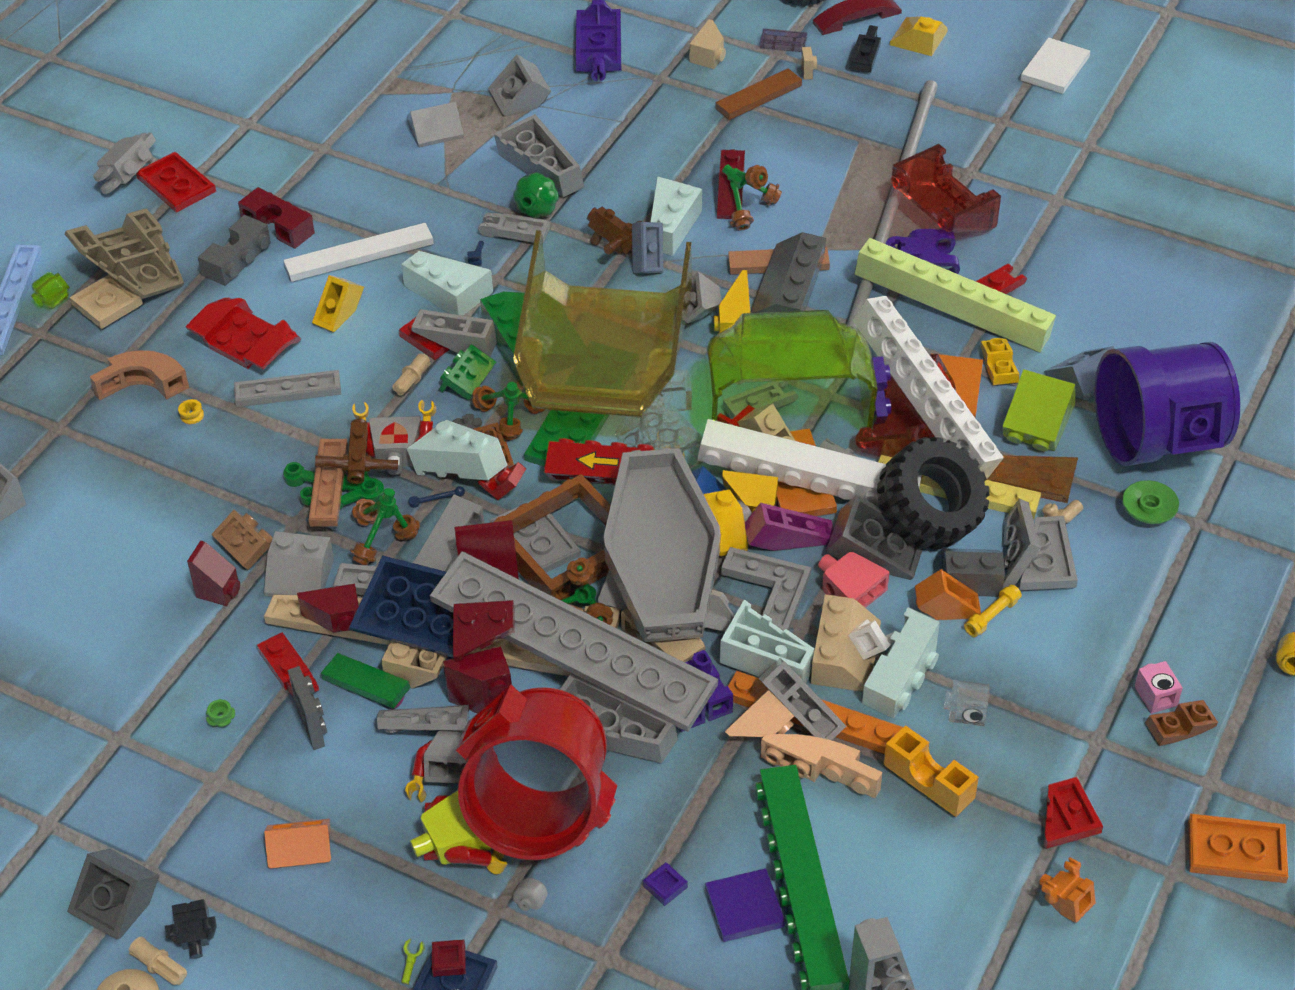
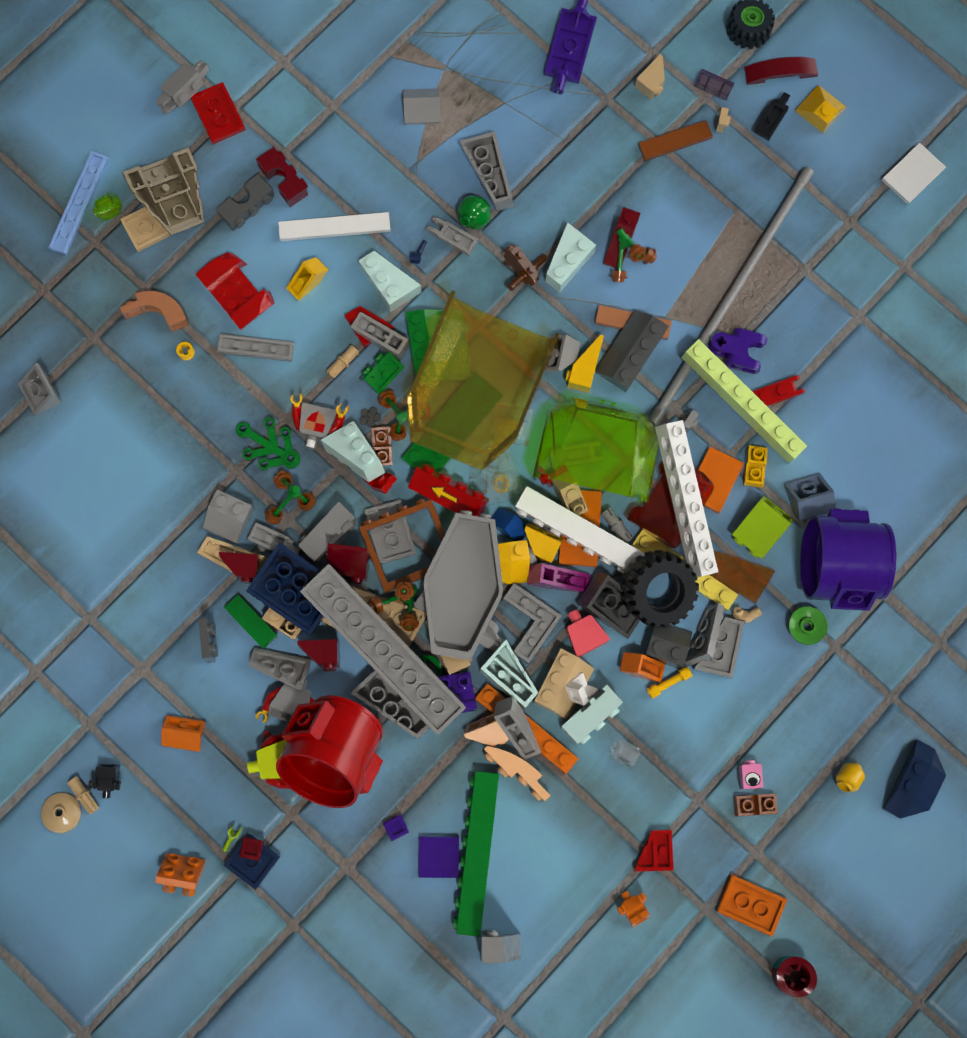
camera: 10 degrees right, 30 degrees up
(112, 892) = (64, 739): dark grey slope -> none
(212, 575) = (170, 512): dark red slope -> none
(222, 708) = (149, 621): bright green plate -> none
(242, 538) = (198, 480): medium nougat bracket -> none
(281, 657) = (204, 592): red hinge -> none
(327, 486) = (262, 450): nougat tile -> none
(357, 461) = (284, 441): reddish brown piece -> none
(414, 501) = (318, 476): dark blue hinge -> none
(480, 625) = (326, 625): dark red wing -> none
(519, 87) = (494, 85): light grey slope -> none
(530, 894) = (313, 811): light grey piece -> none
(647, 247) = (540, 290): sand blue slope -> none
(883, 404) = (658, 480): dark purple plate -> none
(910, 759) = (581, 801): light orange arch -> none
(933, 189) = (771, 302): clear red windscreen -> none

